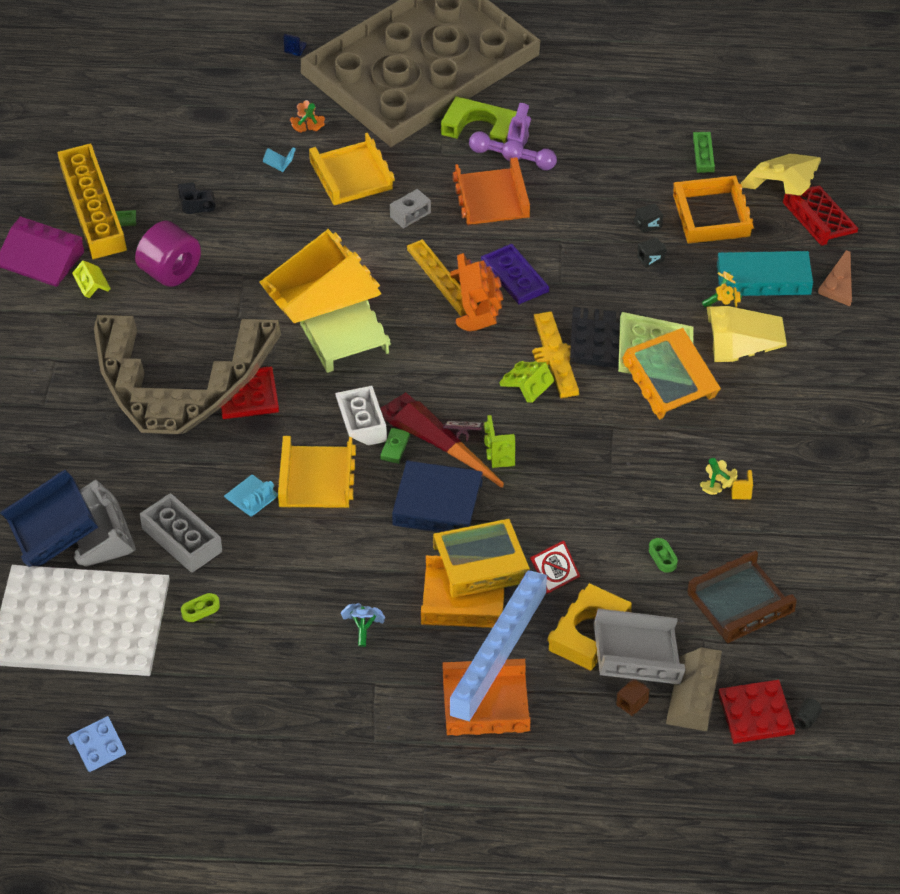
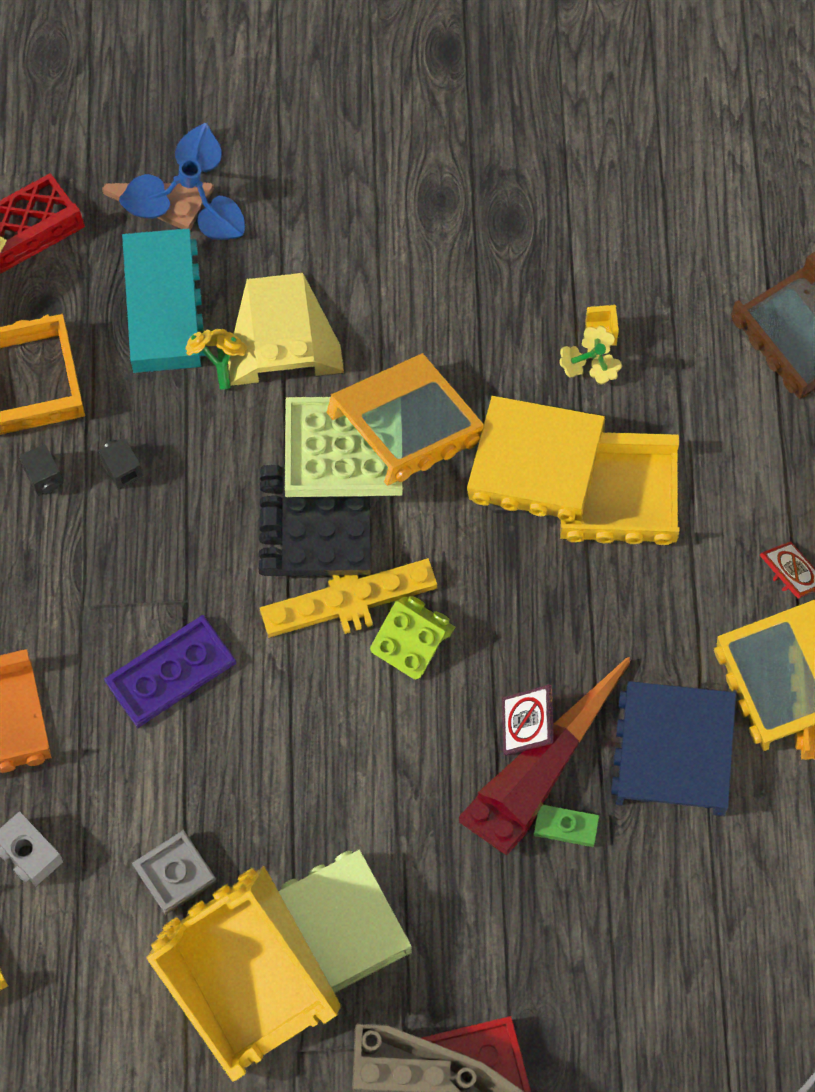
camera: 95 degrees left, 20 degrees up
(252, 495) = (696, 1038): medium azure hinge -> none
(316, 475) = (641, 939): yellow panel -> none
(362, 415) = (527, 874): white slope -> none
(389, 269) = (174, 872): none -> light grey plate
(438, 274) = (183, 787): yellow tile -> none
(481, 286) = (236, 713): orange piece -> none
(501, 447) = (570, 671): lime bracket -> none
(621, 488) = (630, 491): none -> yellow panel
(644, 439) = (535, 458): none -> yellow panel
(665, 558) = (741, 428): bright green plate -> none
(836, 265) = (194, 153): none -> blue plant

